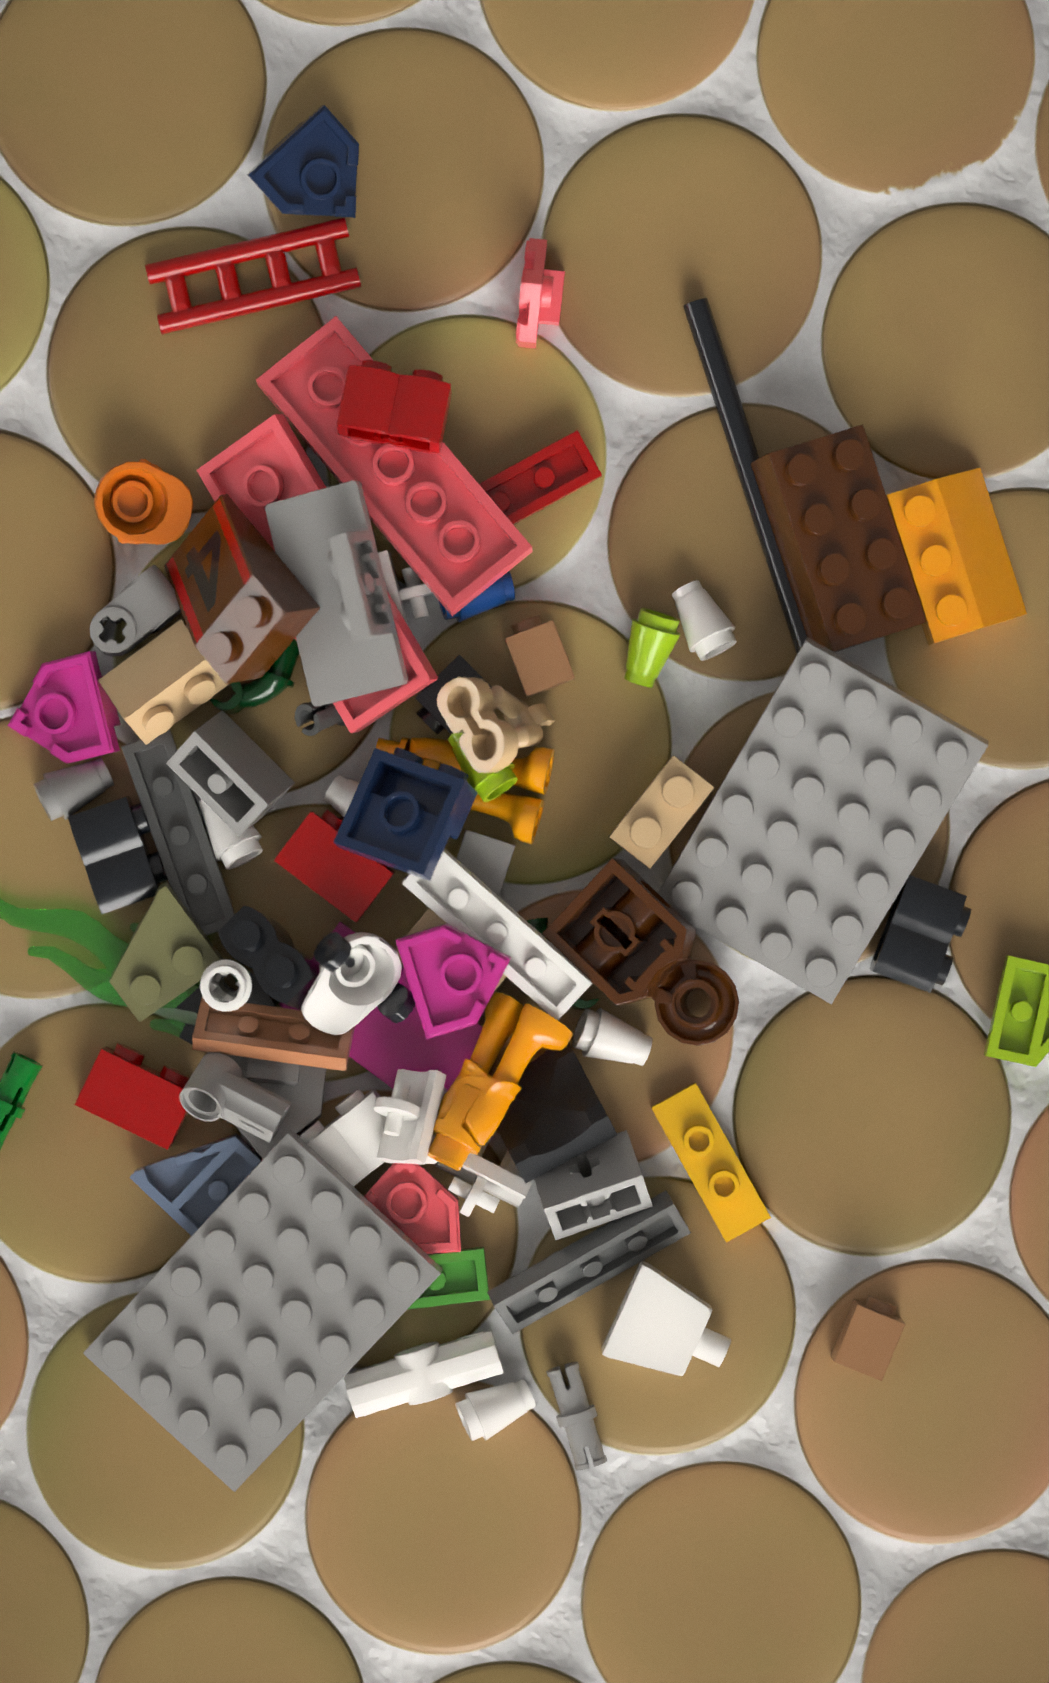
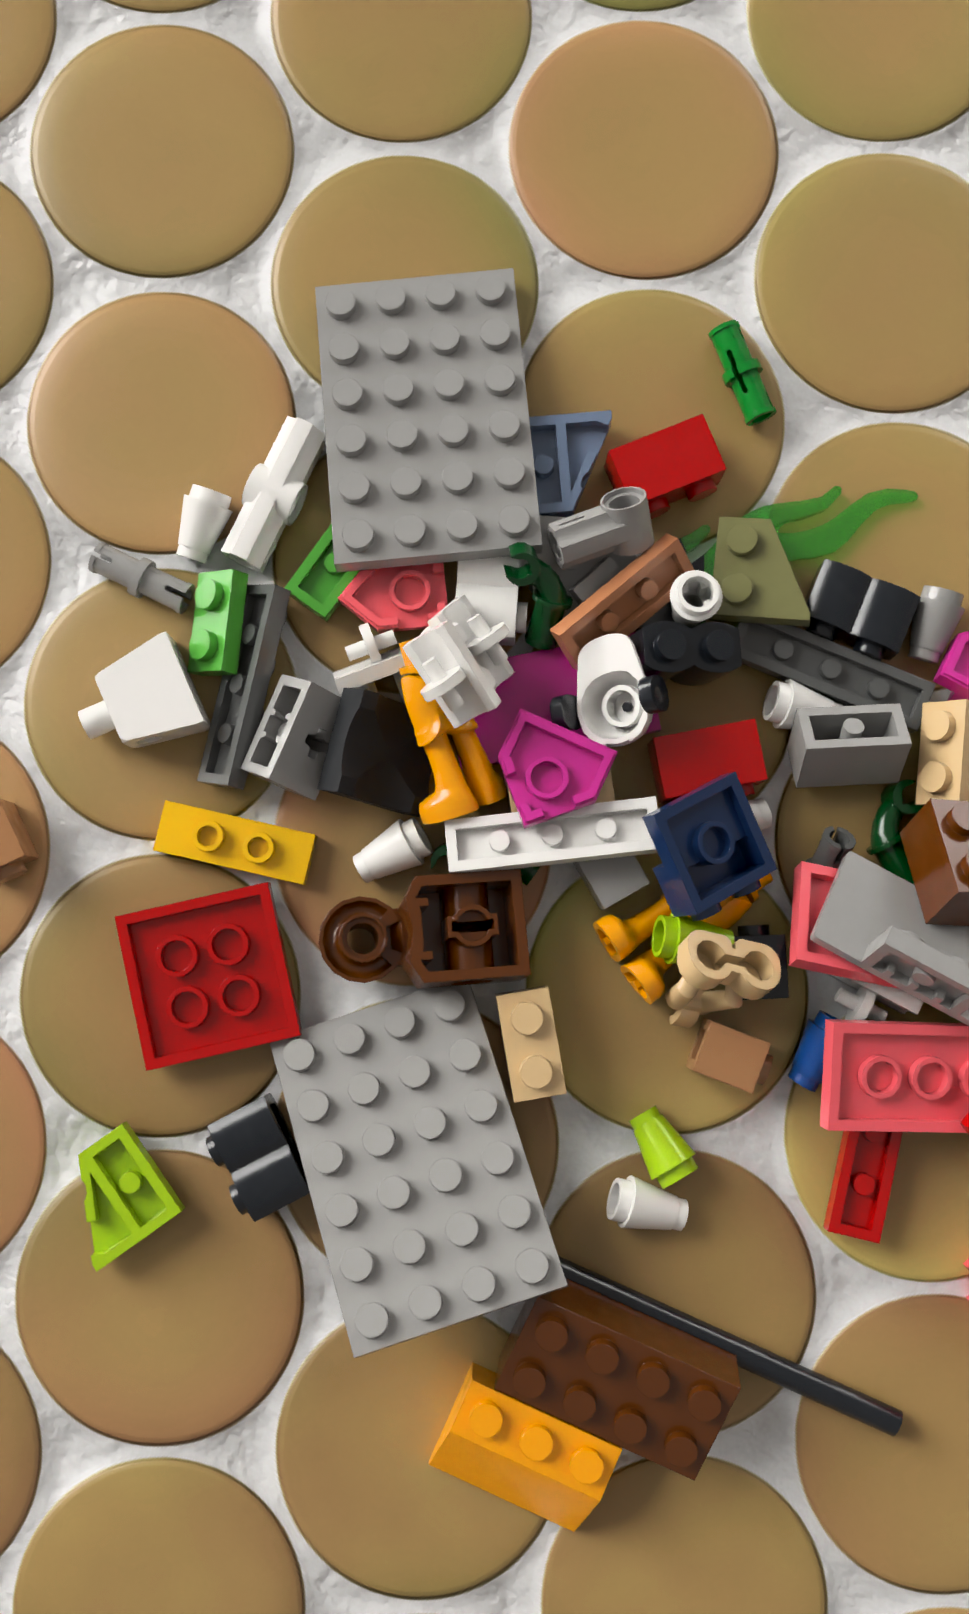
camera: 125 degrees right, 5 degrees down
(318, 1095) = (548, 594): none -> dark green piece
(449, 1109) = (452, 673): none -> white hips
(559, 1325) = (217, 623): none -> bright green plate
(824, 1091) = (208, 976): none -> red plate

